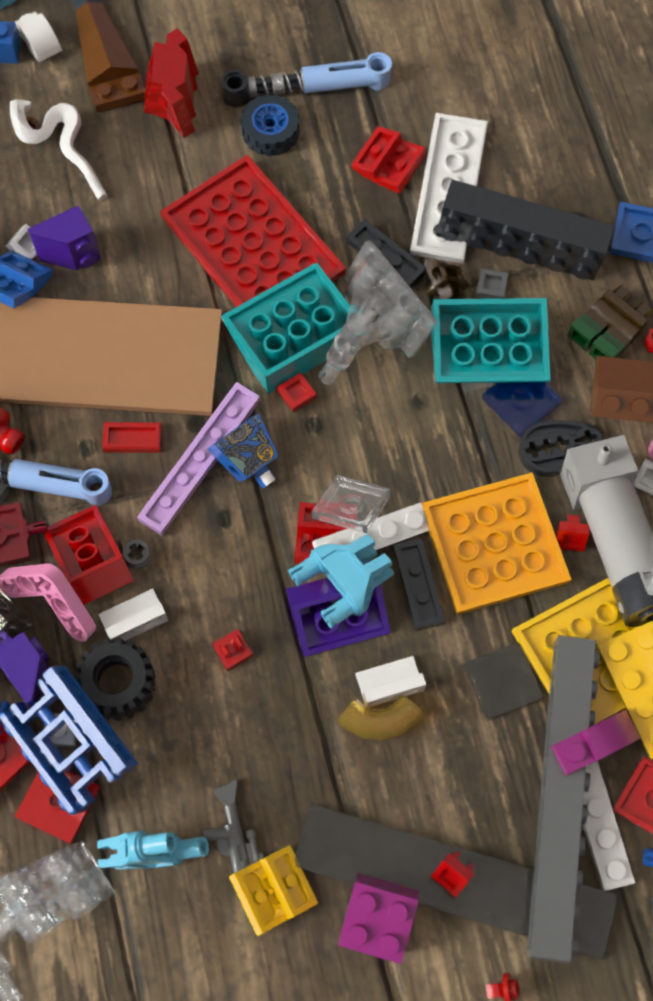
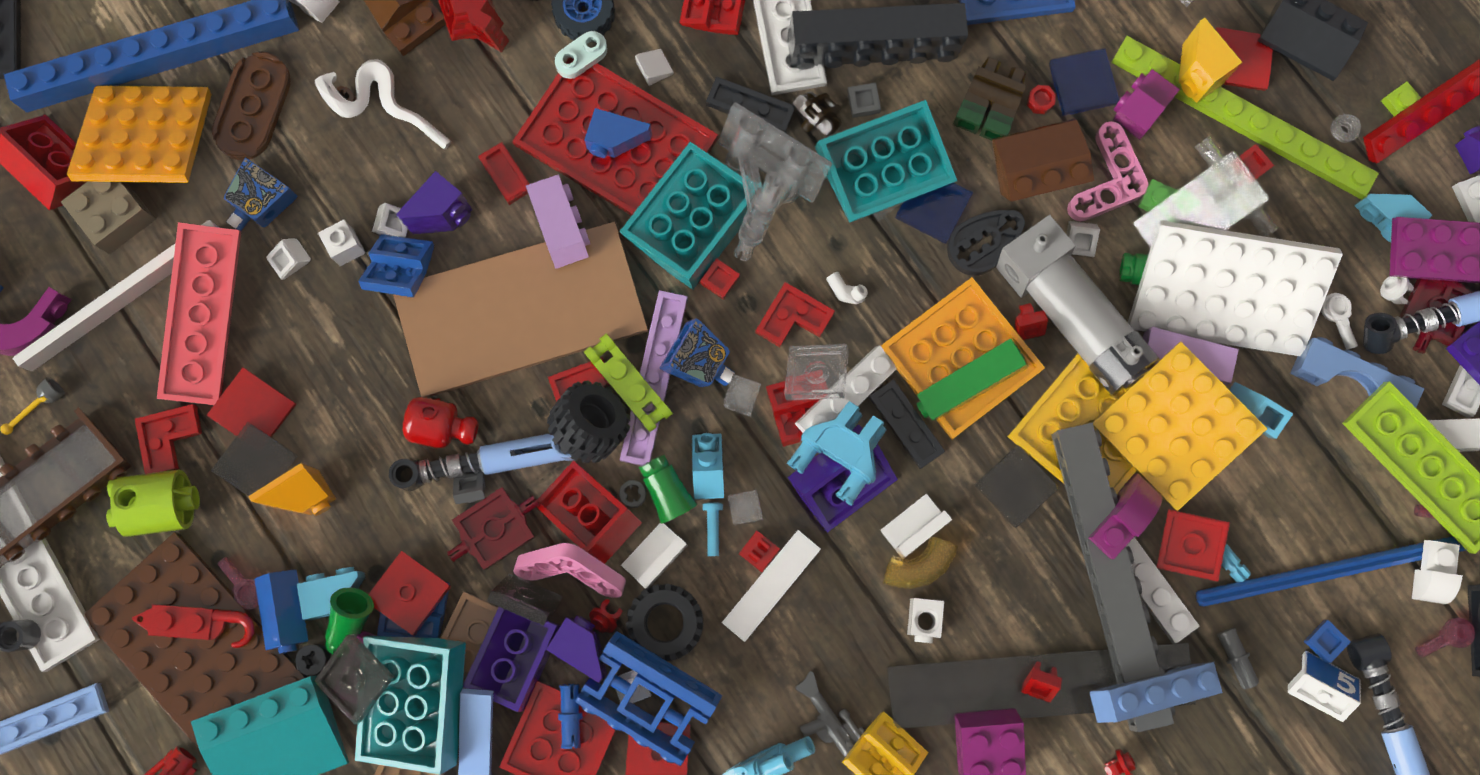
camera: 20 degrees left, 10 degrees up
(59, 655) = (602, 619): none -> red plate
(121, 469) = (576, 434): none -> black tyre
(143, 237) = (505, 173): none -> red tile
(167, 557) = (666, 489): none -> green plant
(170, 289) = (558, 221): none -> lavender brick
(173, 450) = (628, 382): none -> lime plate
(204, 594) = (712, 527): none -> medium azure piece
(215, 553) = (707, 466): none -> medium azure slope
(230, 686) = (771, 585): none -> white tile
(235, 603) = (745, 507): none -> clear plate
(251, 159) = (583, 56): none -> light aqua plate
(252, 233) = (614, 134): none -> blue slope
(274, 500) = (742, 395): none -> clear brick
(312, 193) = (653, 66): none -> white slope
(352, 441) = (792, 308): none -> red plate
(370, 759) = (932, 607): none -> white brick
(407, 446) = (845, 292): none -> white arm
(496, 560) = (972, 380): none -> green slope
(563, 921) = (1155, 693): none -> medium blue arch

